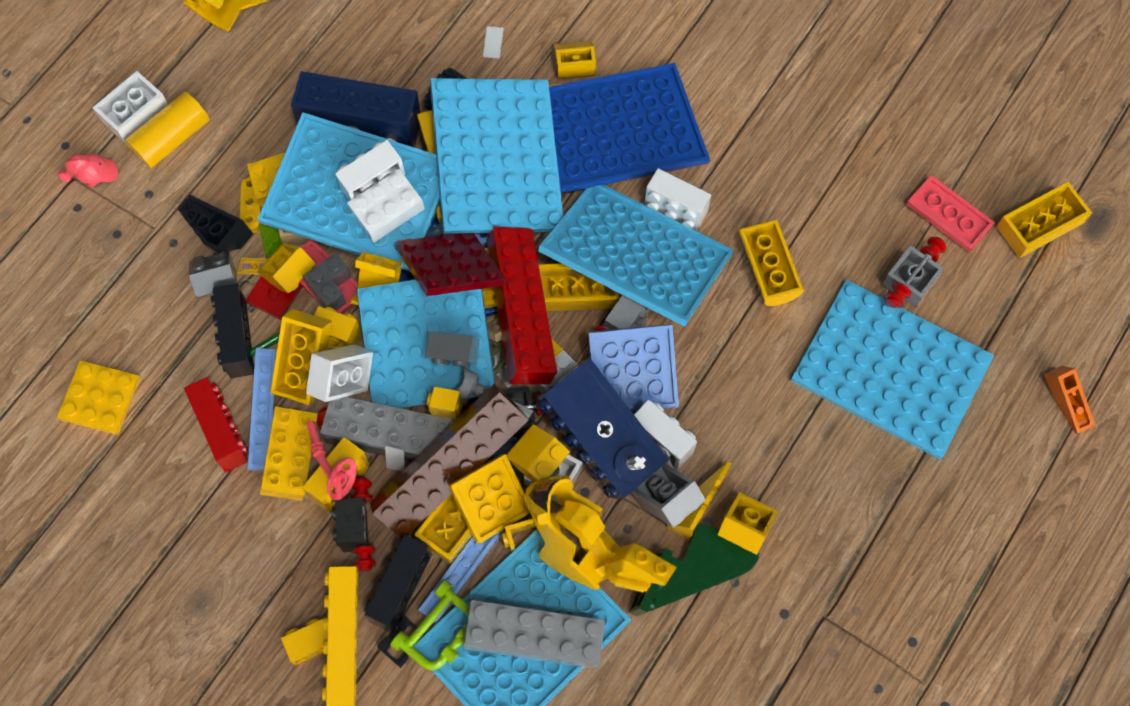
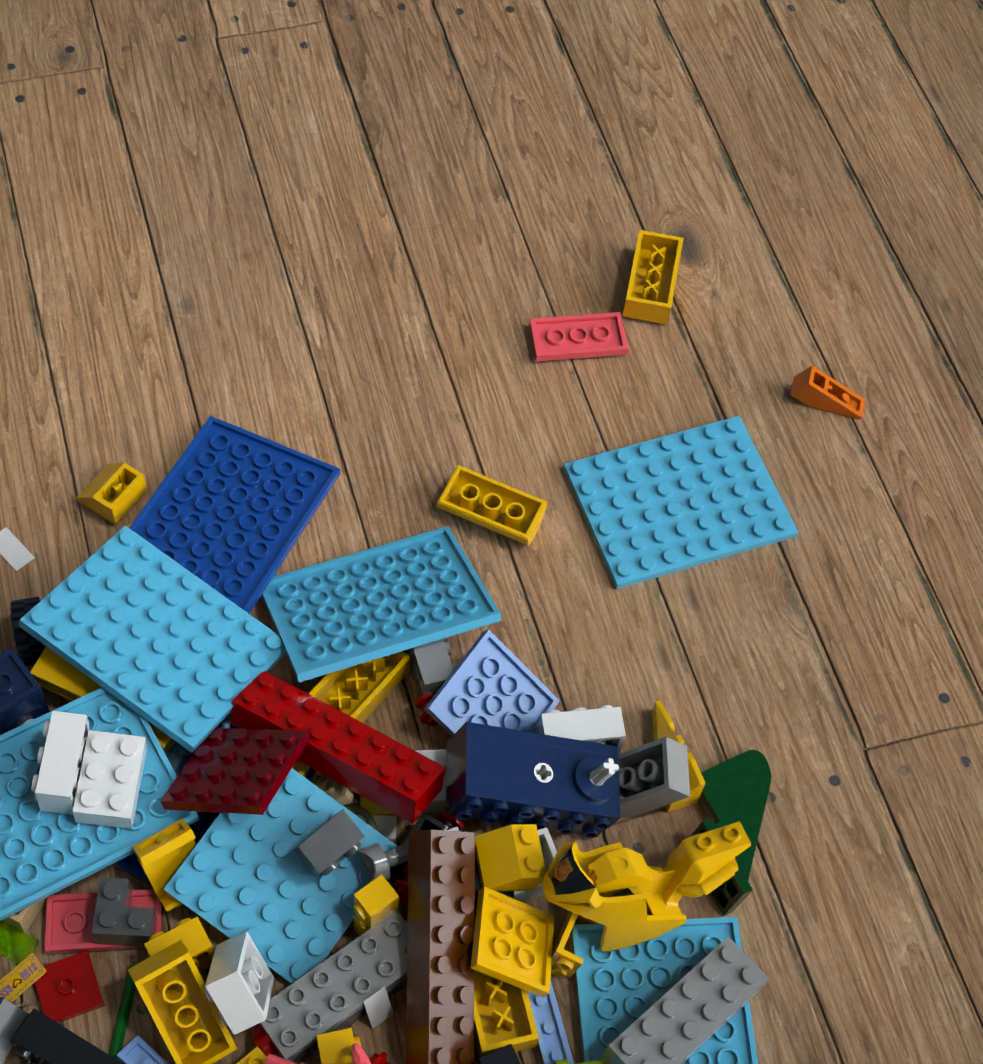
camera: 55 degrees left, 10 degrees down
(286, 267) = (58, 945): yellow slope -> none
(677, 199) = (355, 526): white brick -> none
(747, 523) = (731, 734): yellow brick -> none
(914, 274) = (612, 407): light grey brick -> none

